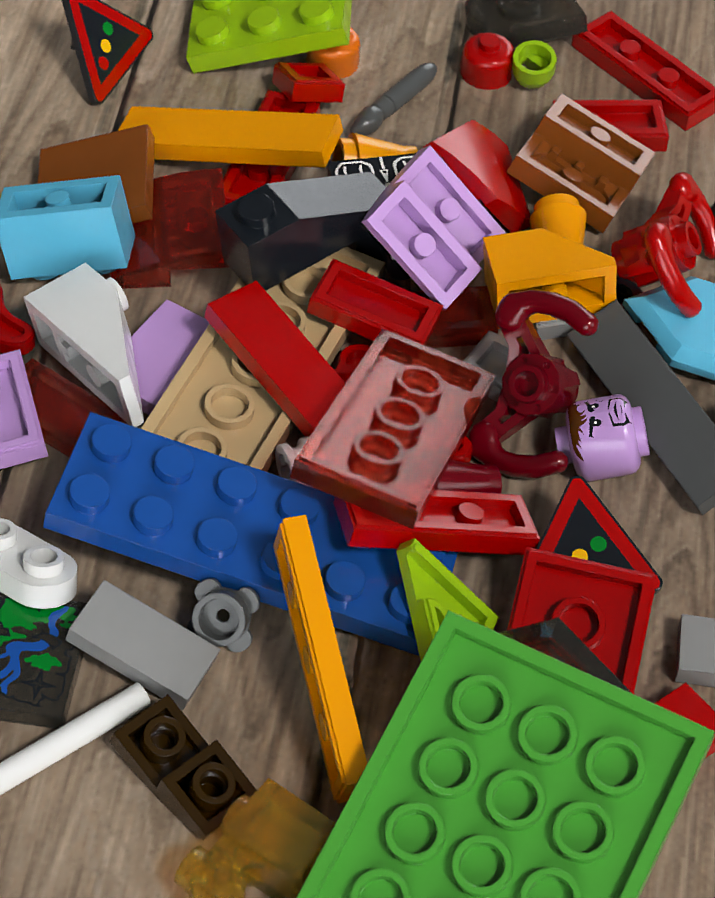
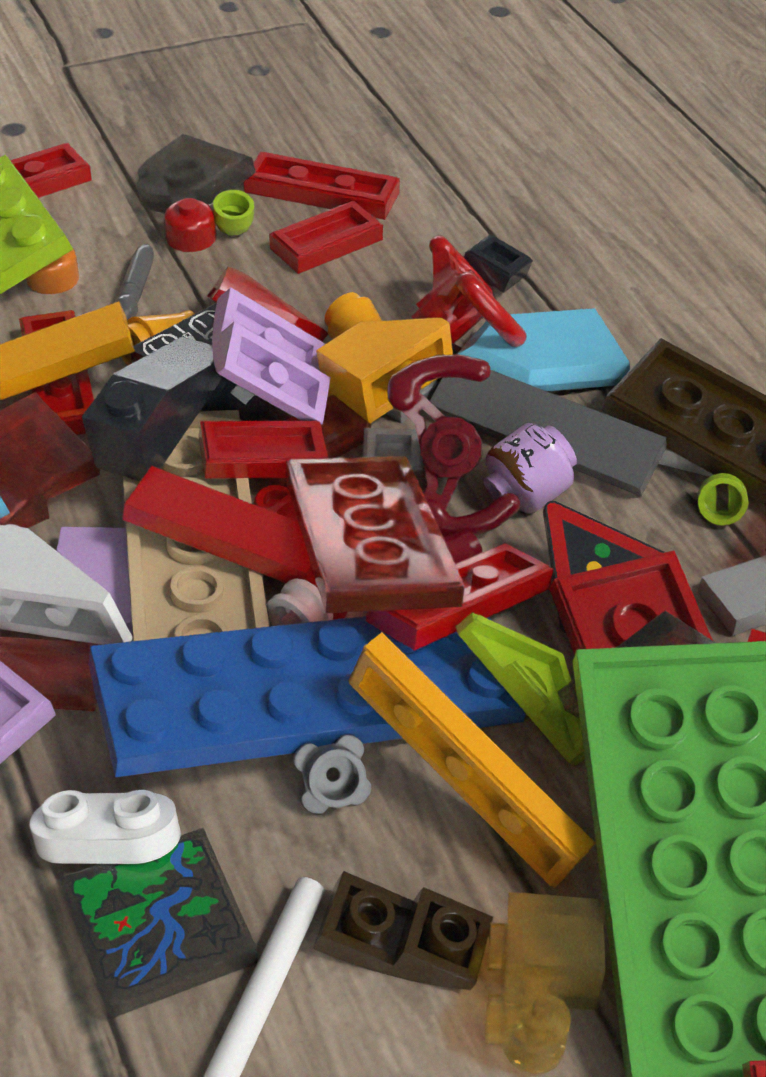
camera: 30 degrees left, 5 degrees down
(142, 644) = (280, 839): light grey tile -> none
(308, 82) = (52, 297): red tile -> none
(582, 158) = (326, 264): dark orange slope -> none

